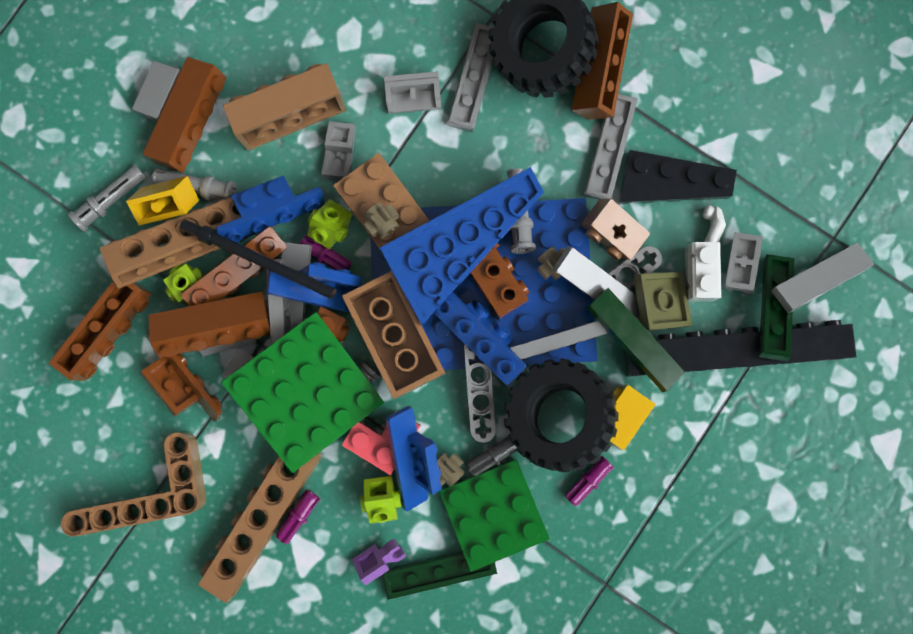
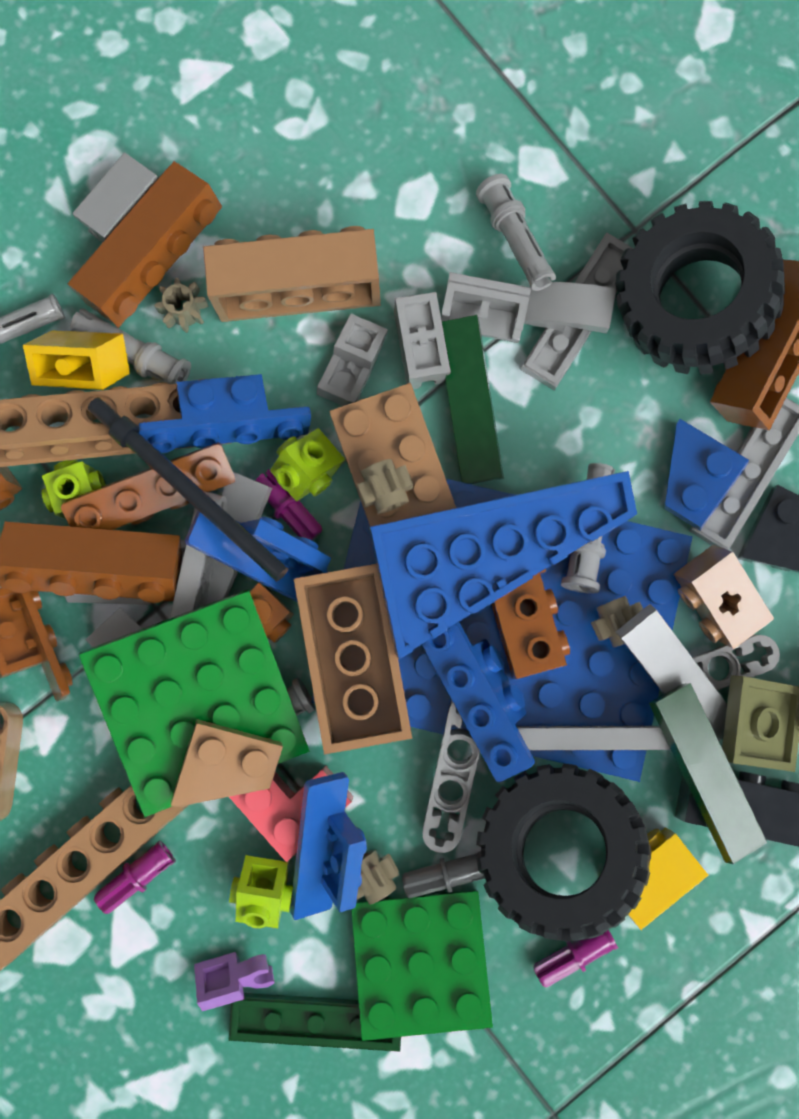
camera: 15 degrees right, 0 degrees up
(212, 147) = (171, 301): none -> dark tan gear
(332, 424) = (224, 764): none -> medium nougat wing
(378, 124) = (421, 339): none -> light grey hinge
(411, 31) = (508, 218): none -> light grey pin
(421, 153) = (471, 402): none -> dark green tile
(465, 75) = (571, 306): none -> light grey slope
(579, 158) = (700, 475): none -> blue wing

